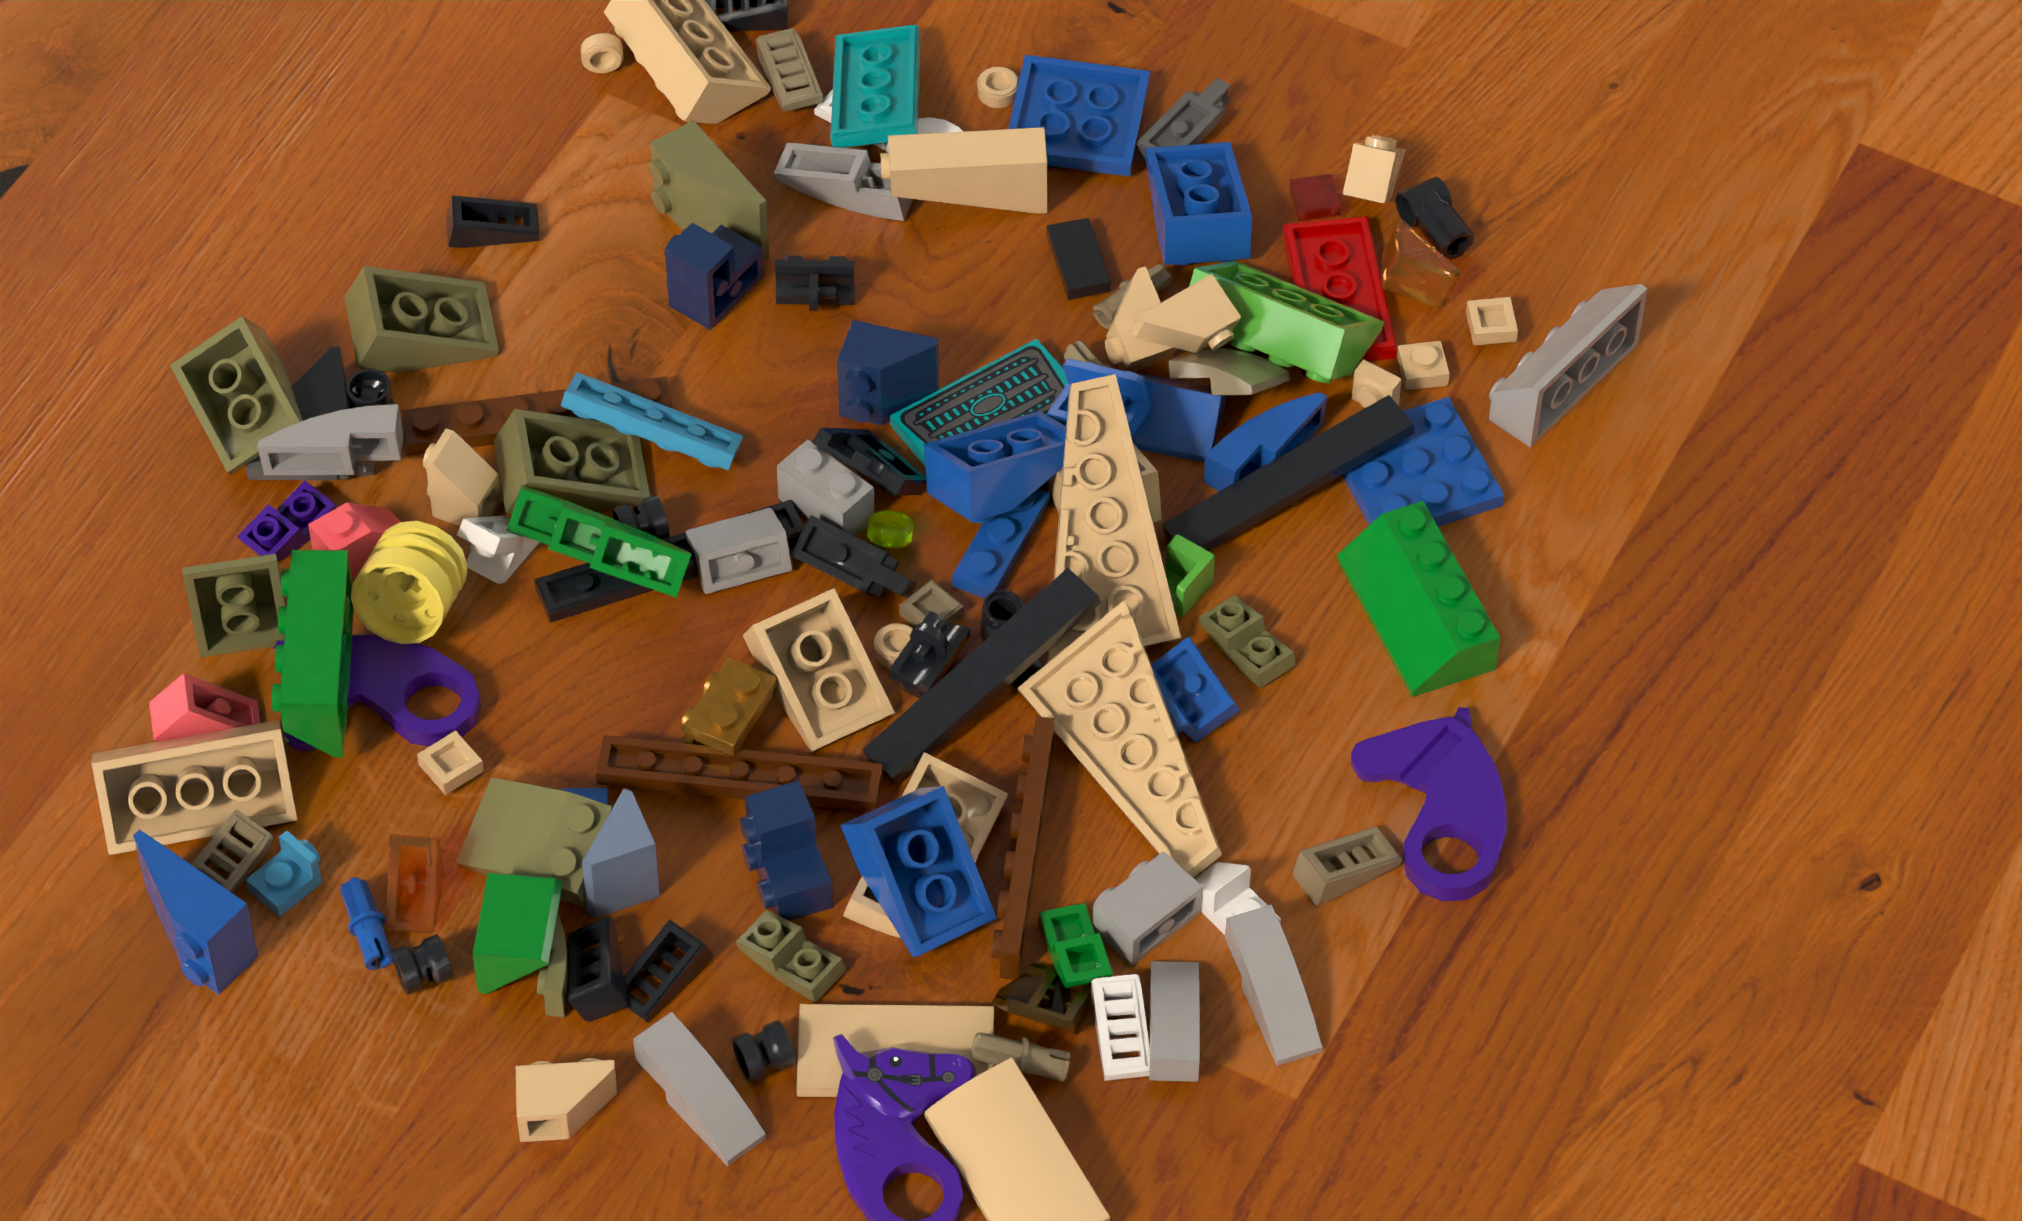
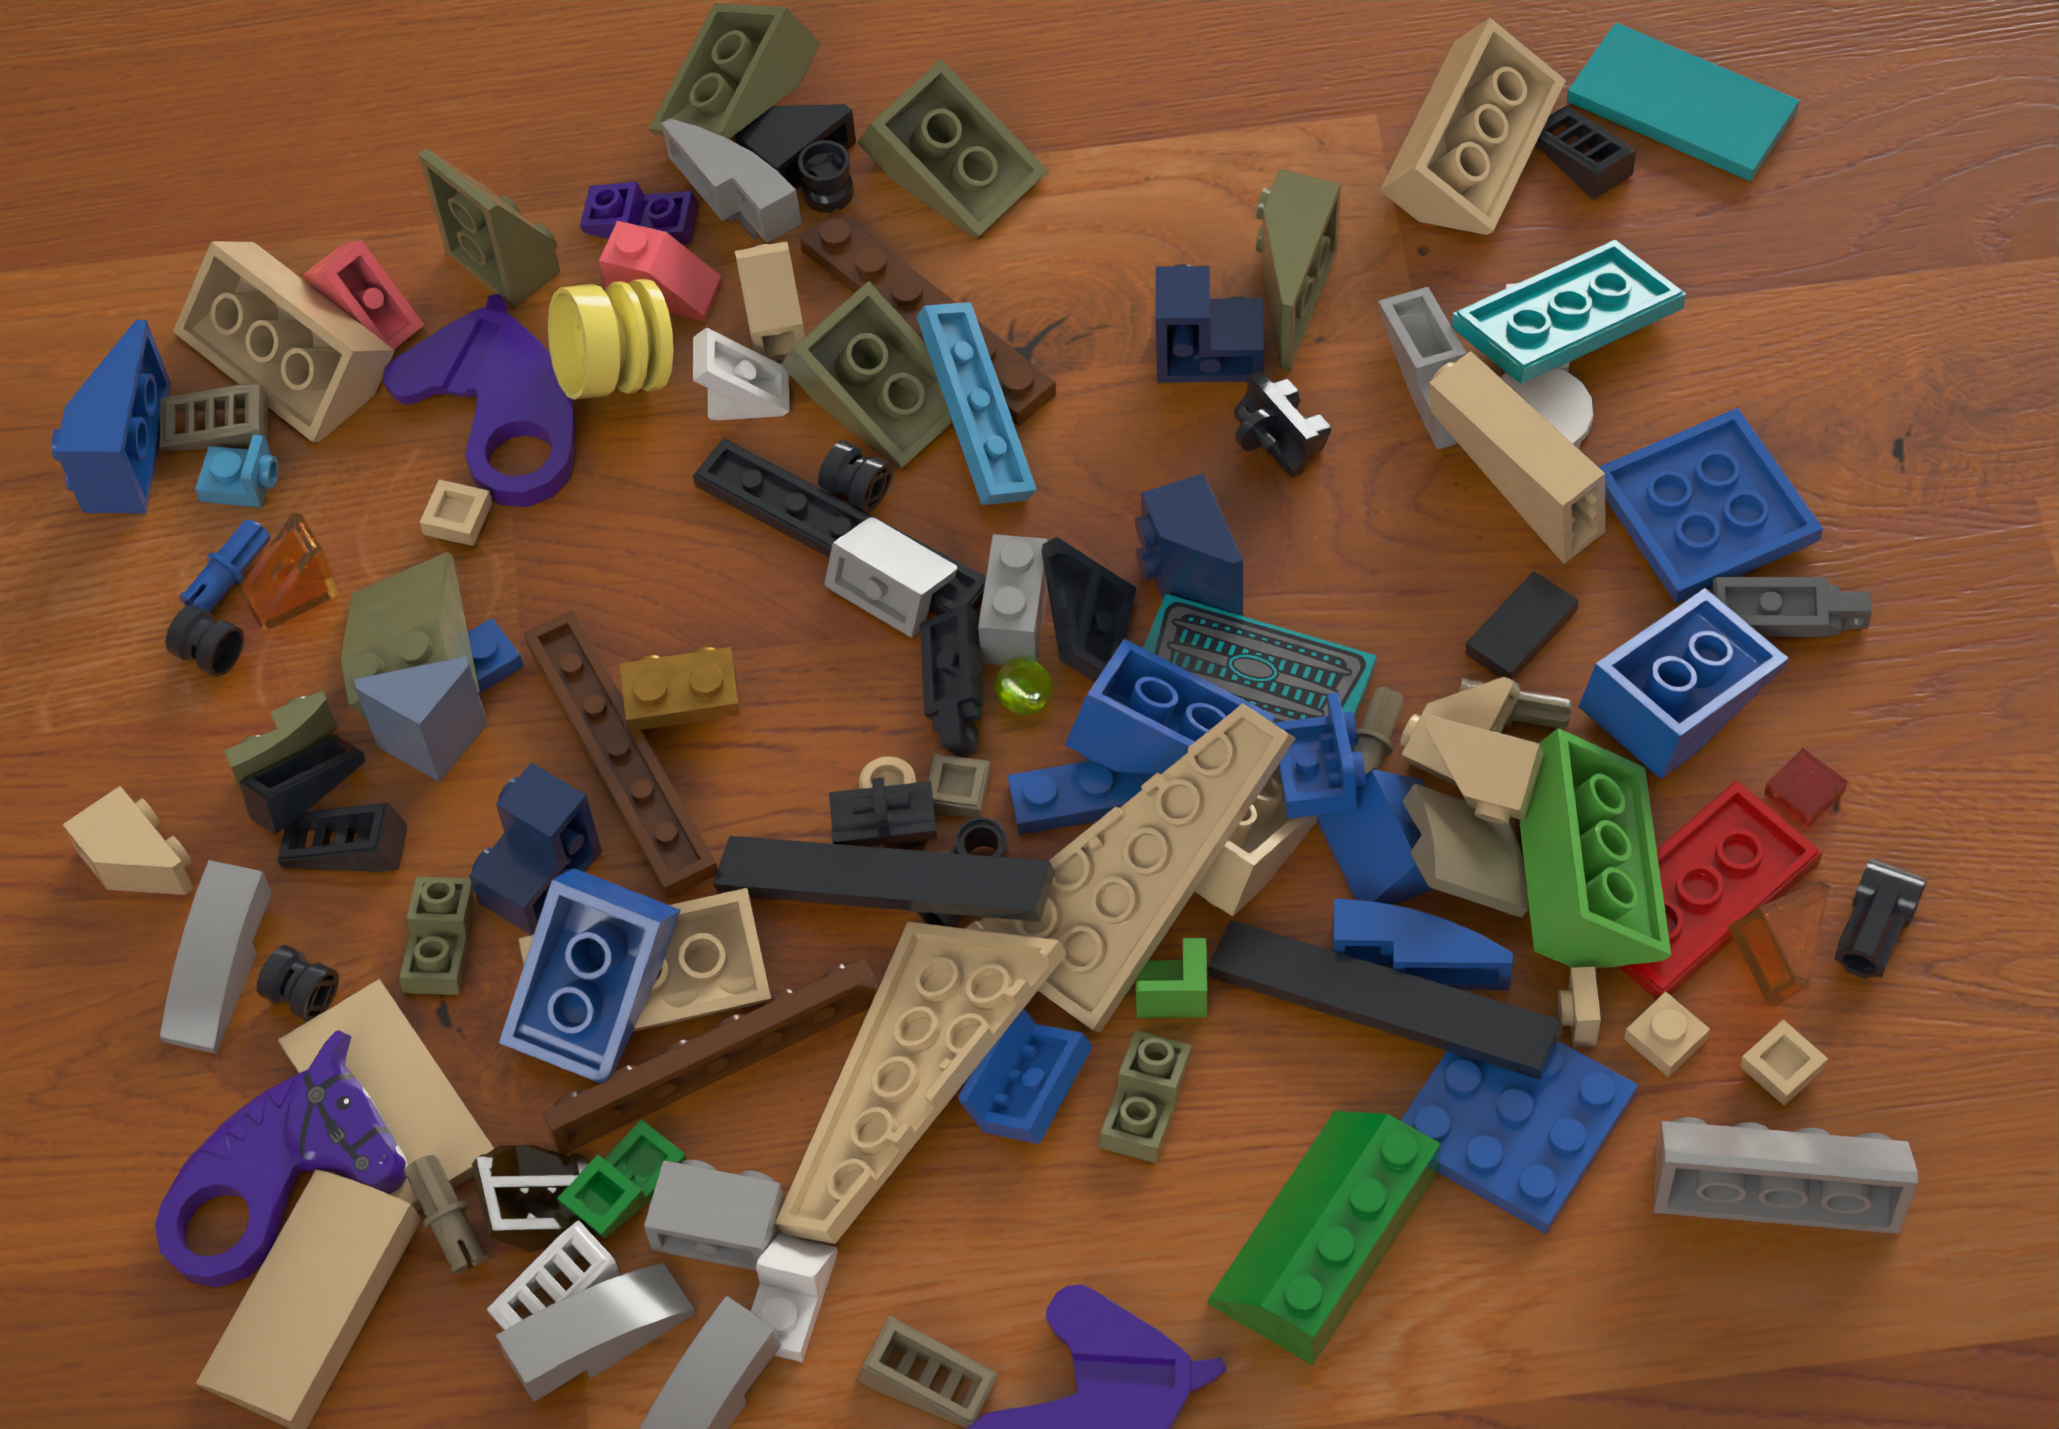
camera: 60 degrees right, 5 degrees up
(315, 648) = (457, 320): green slope -> none
(467, 227) = (1117, 96): black slope -> none
(514, 928) = (271, 674): green slope -> none
(599, 541) = (788, 459): green slope -> none
(602, 53) = (1406, 74): tan tile -> none
(786, 68) = (1543, 204): dark tan slope -> none
(819, 670) = (791, 737): tan slope -> none
(997, 87) = (1683, 410): tan tile -> none
(1374, 169) = (1887, 816): tan slope -> none

